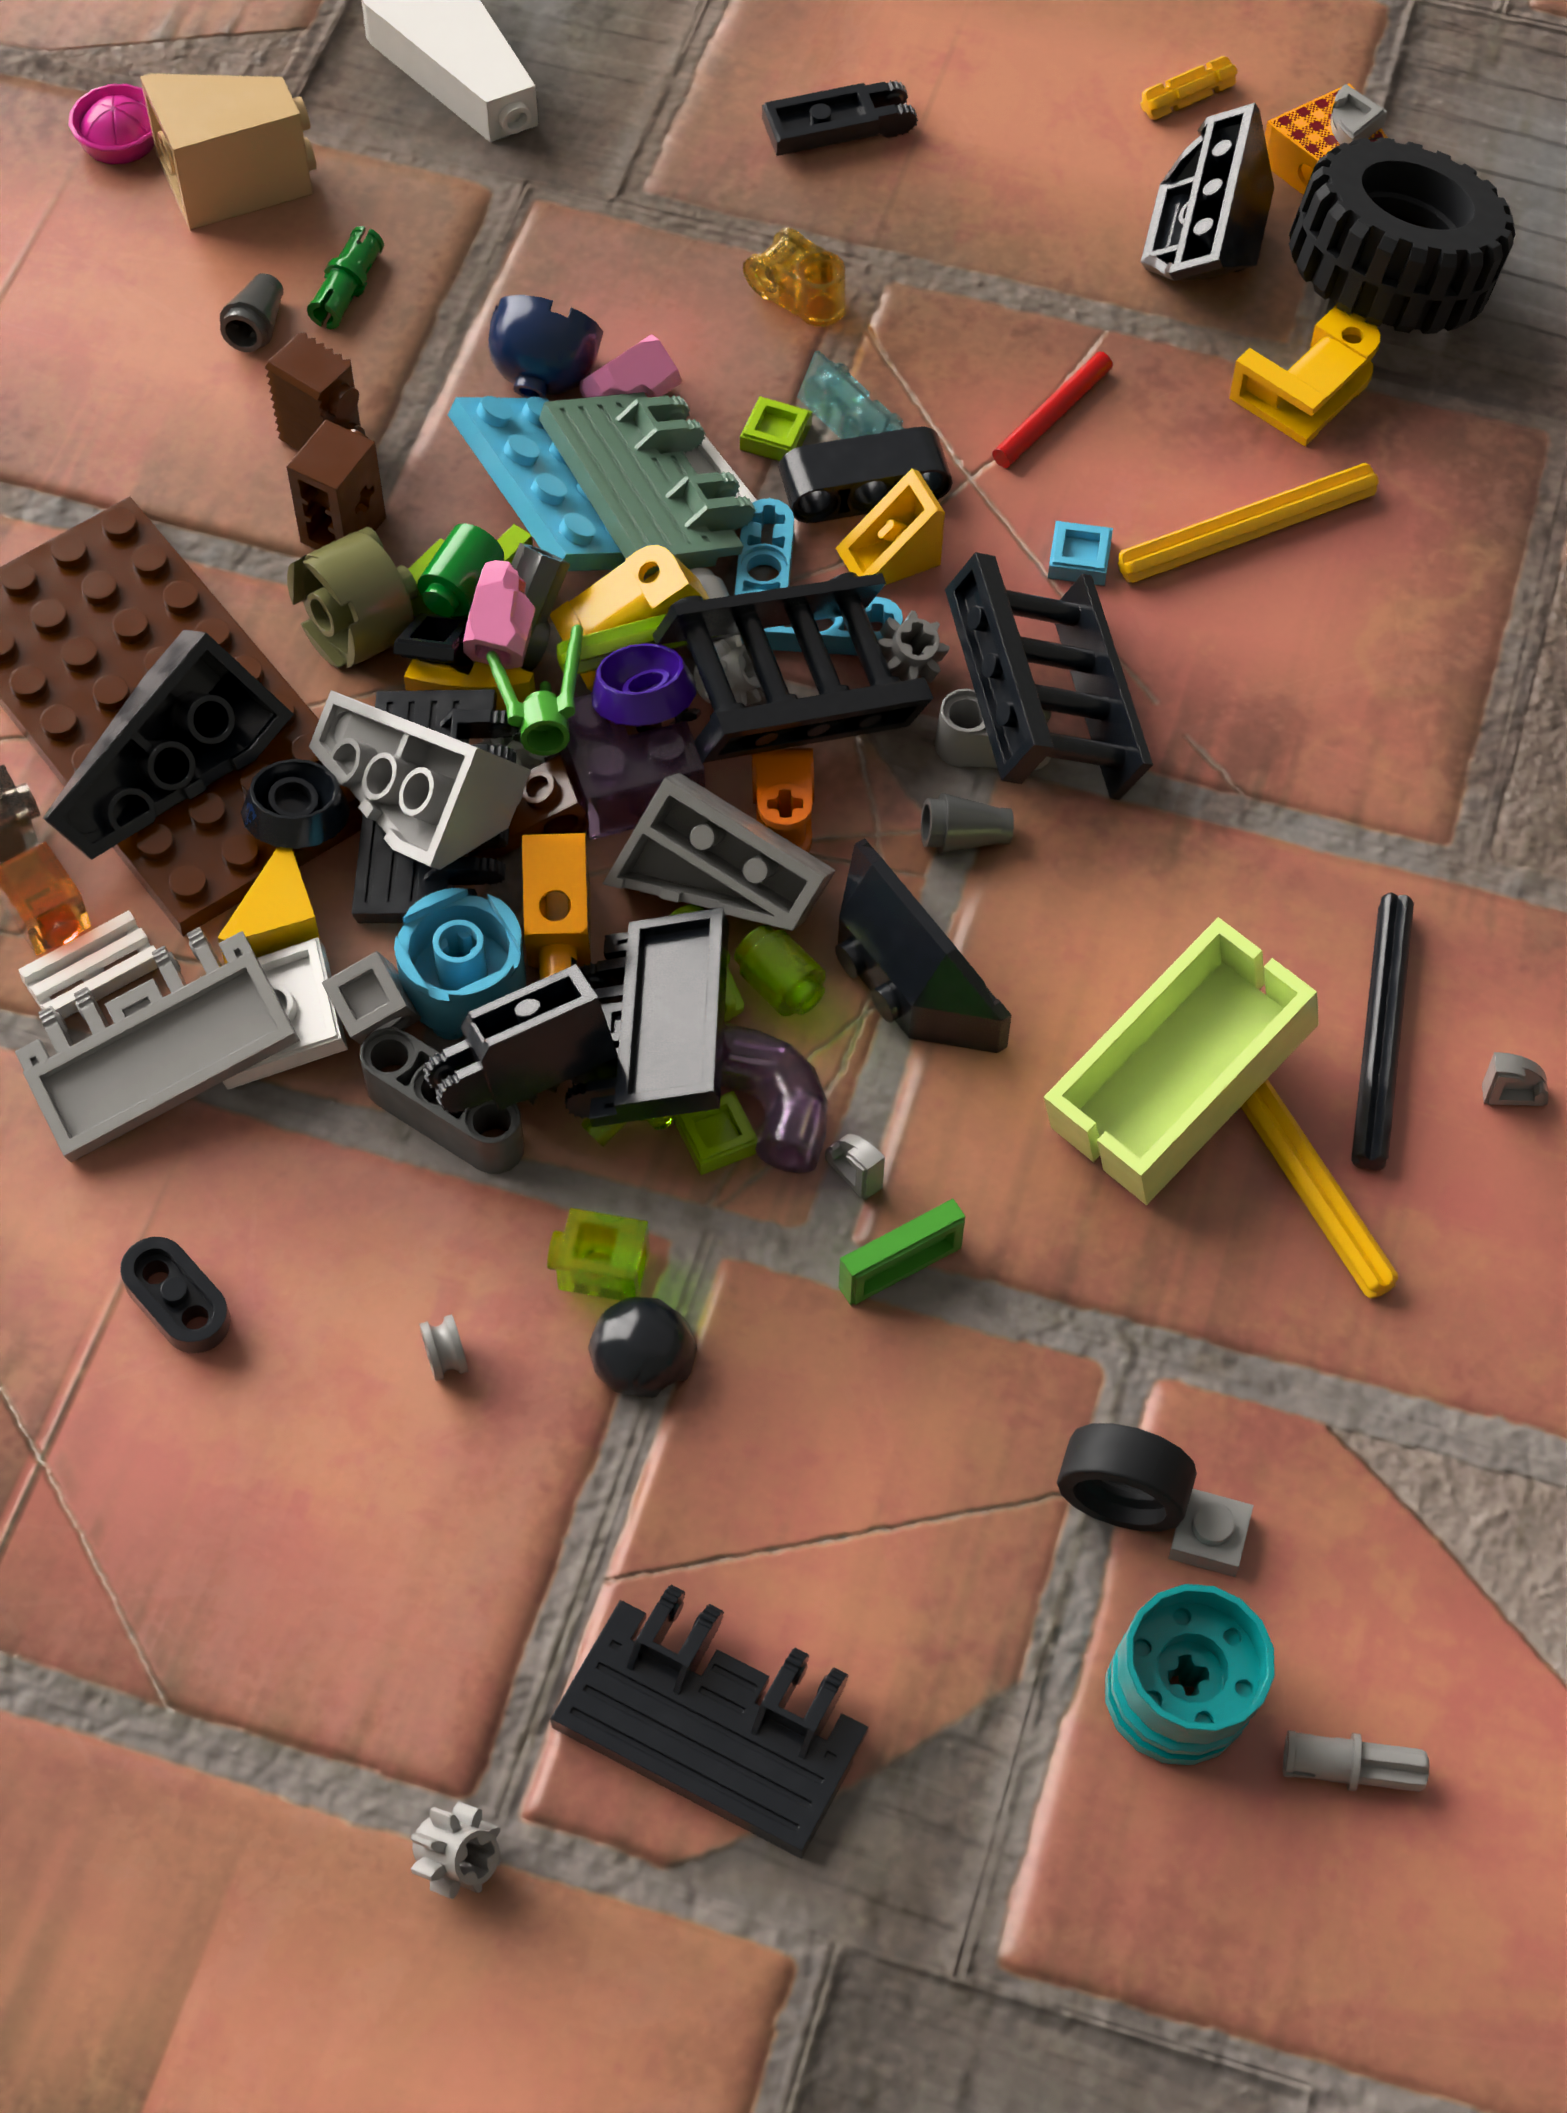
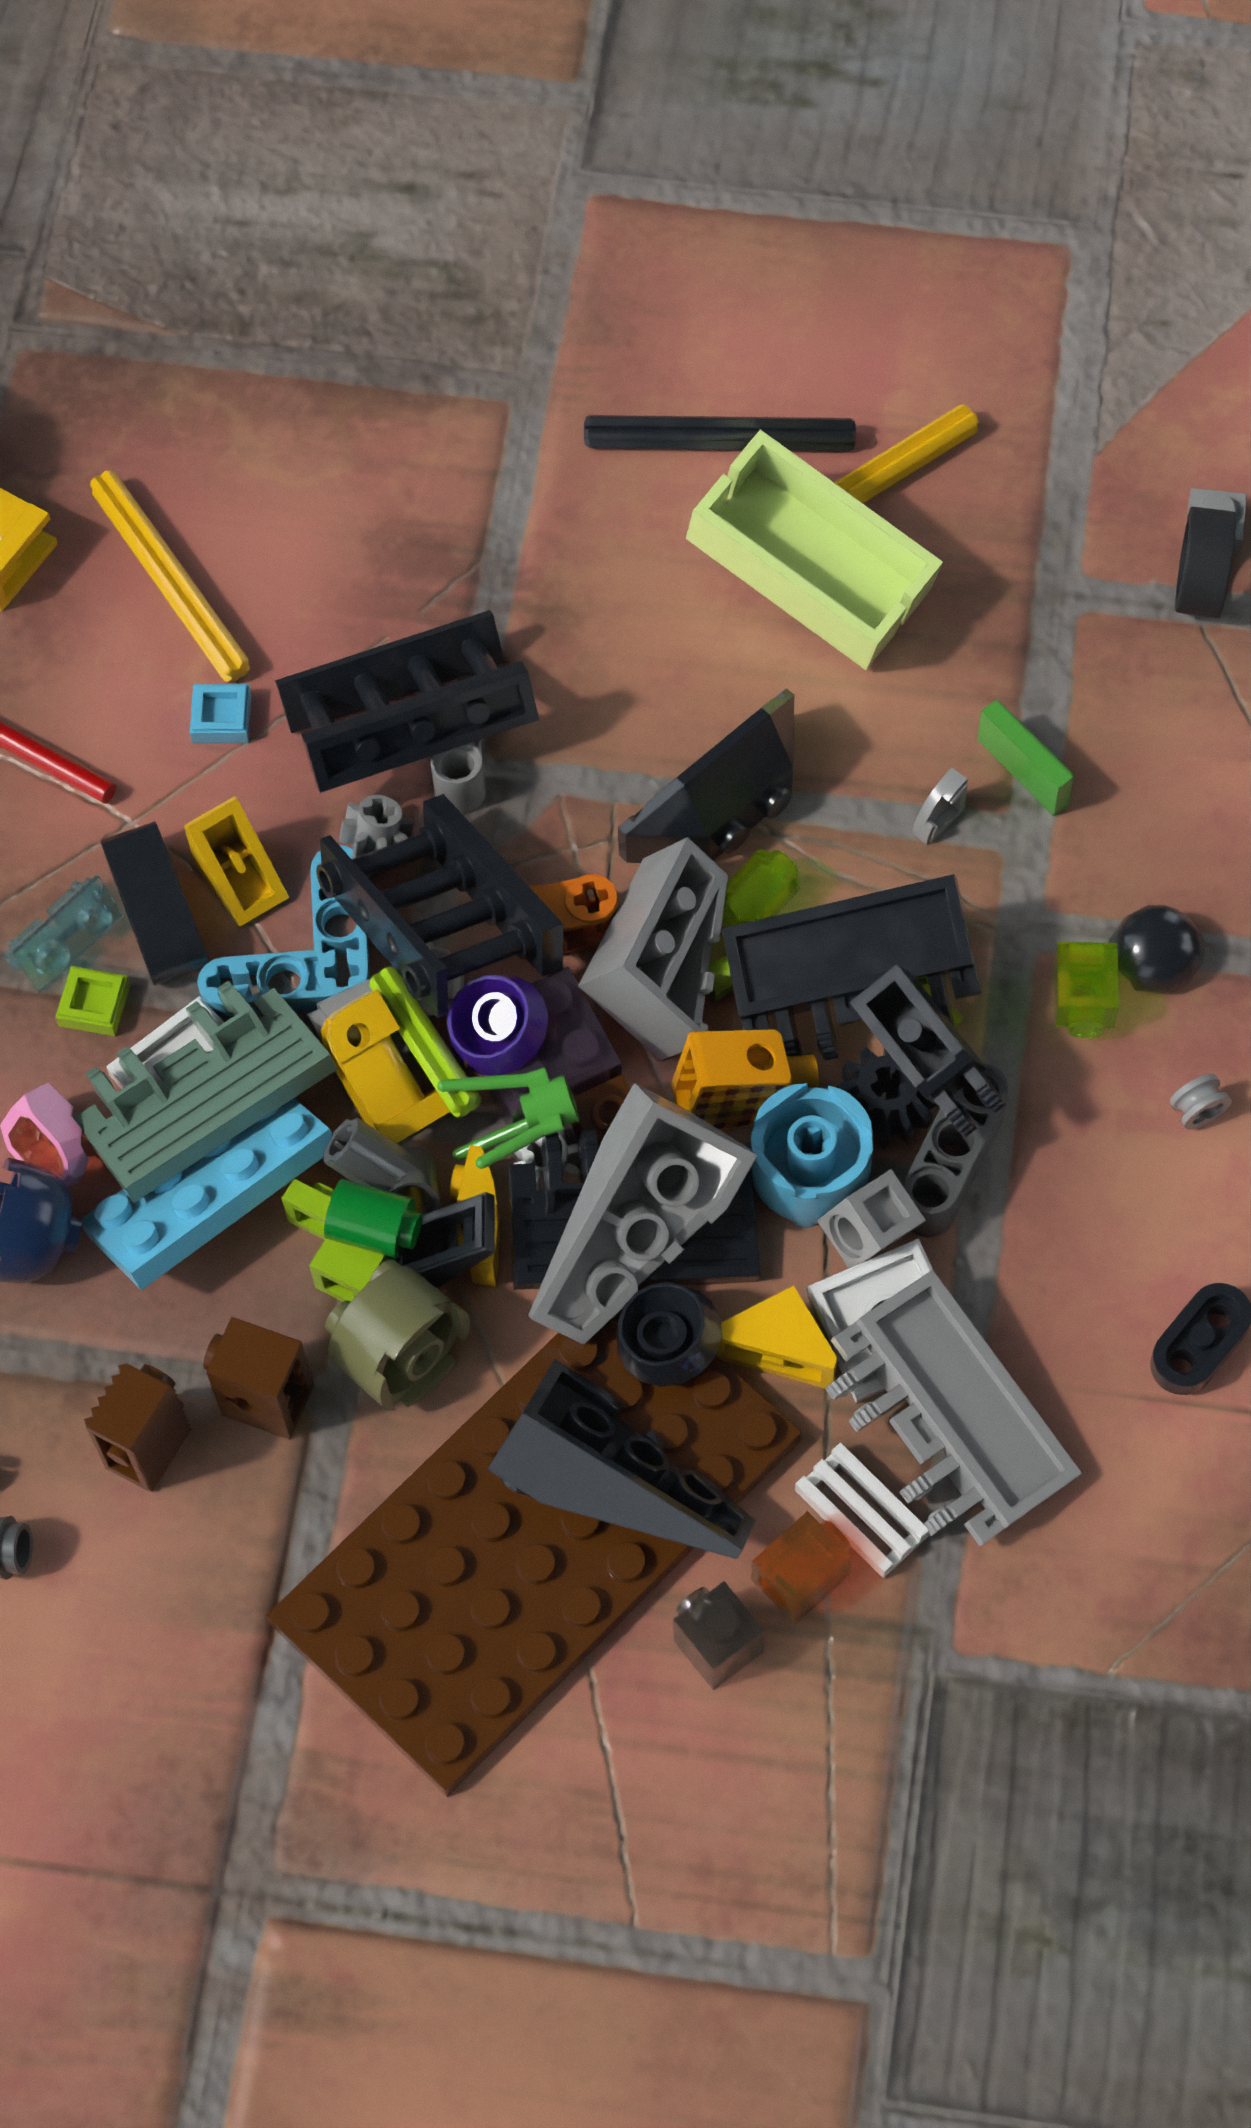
camera: 95 degrees left, 5 degrees up
(499, 616) = (431, 1165): bright pink rock -> none
(788, 1091) = (895, 860): cylinder -> none
(963, 824) = (566, 770): dark grey cone -> none
(1514, 1081) = (759, 338): light grey tile -> none

